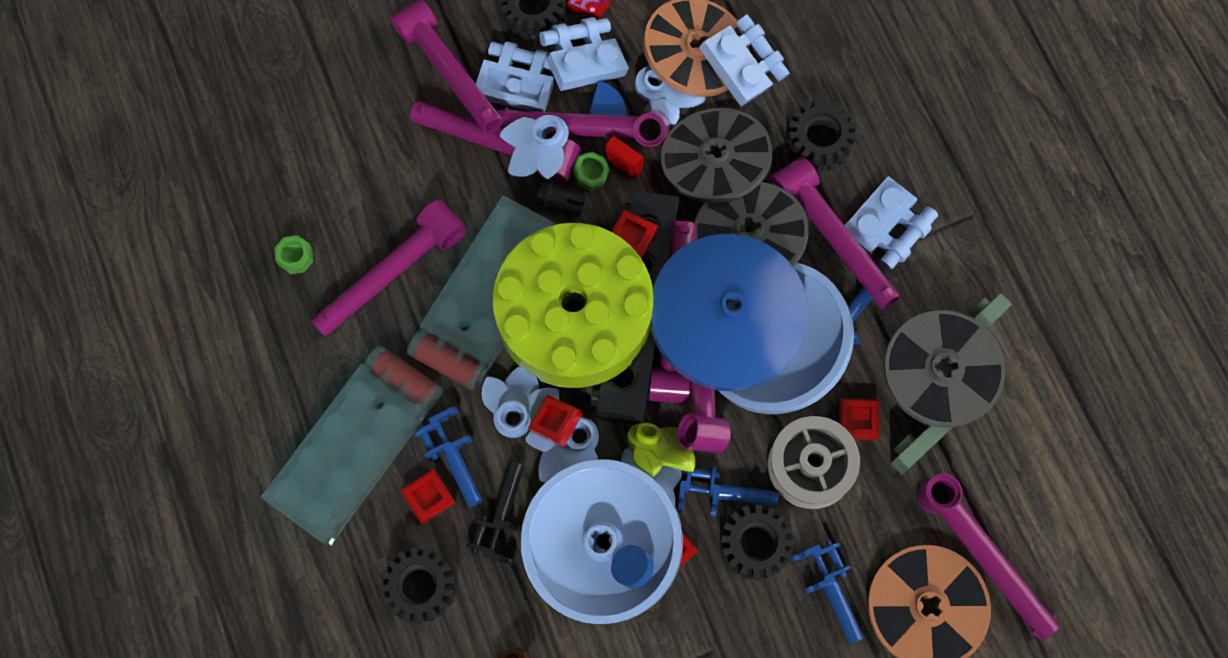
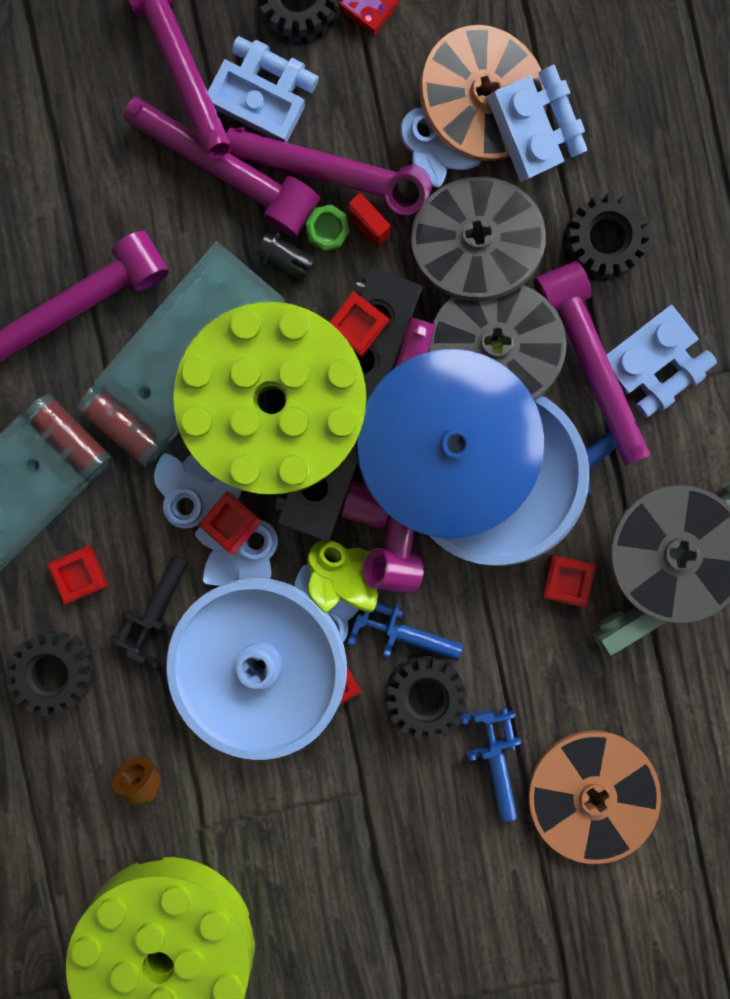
camera: 10 degrees right, 15 degrees up
(452, 454) = (110, 535): blue piece -> none
(532, 149) = (261, 191): light blue plate -> none
(584, 63) = (350, 88): light blue plate -> none
(607, 101) = (363, 144): blue tile -> none
(632, 566) = (284, 705): blue tile -> none
(830, 446) = (533, 631): light grey wheel -> none
(987, 554) = (650, 714): magenta piece -> none

